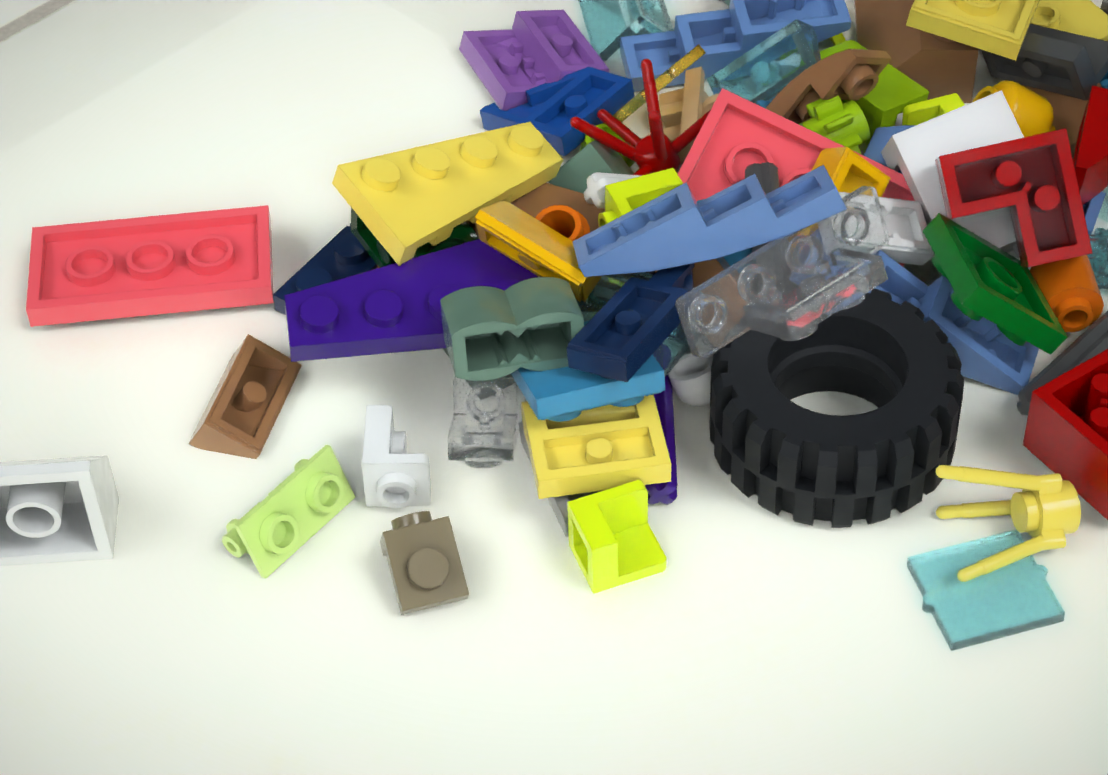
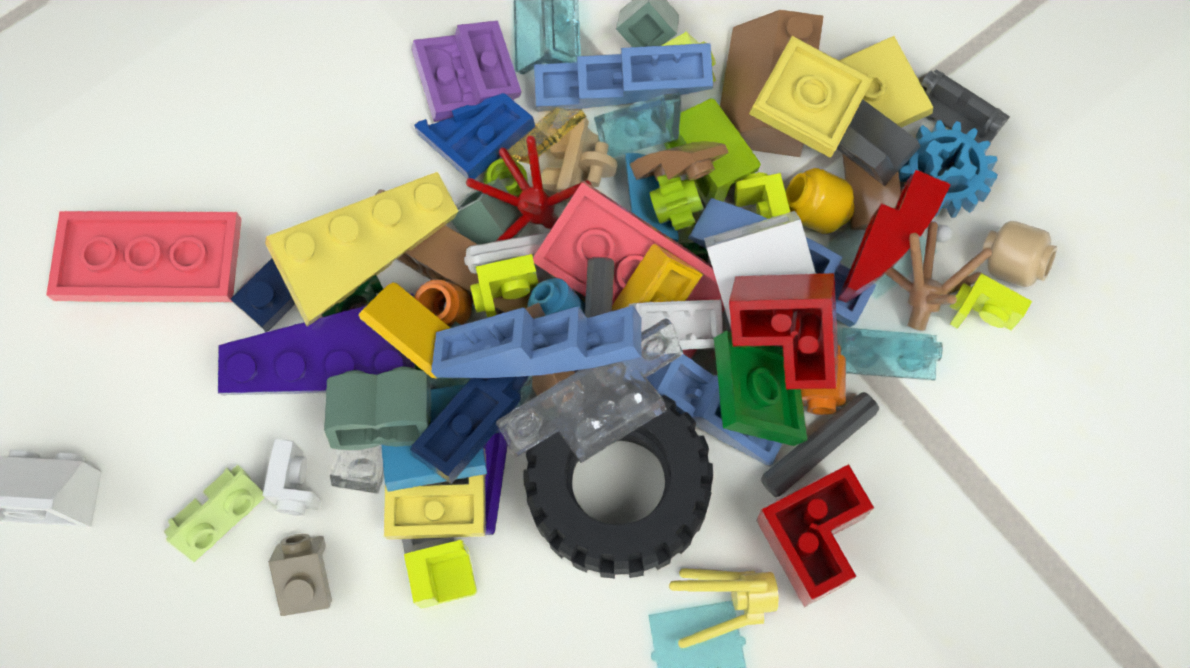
camera: 10 degrees right, 25 degrees up
(246, 401) = (195, 401): medium nougat slope -> none

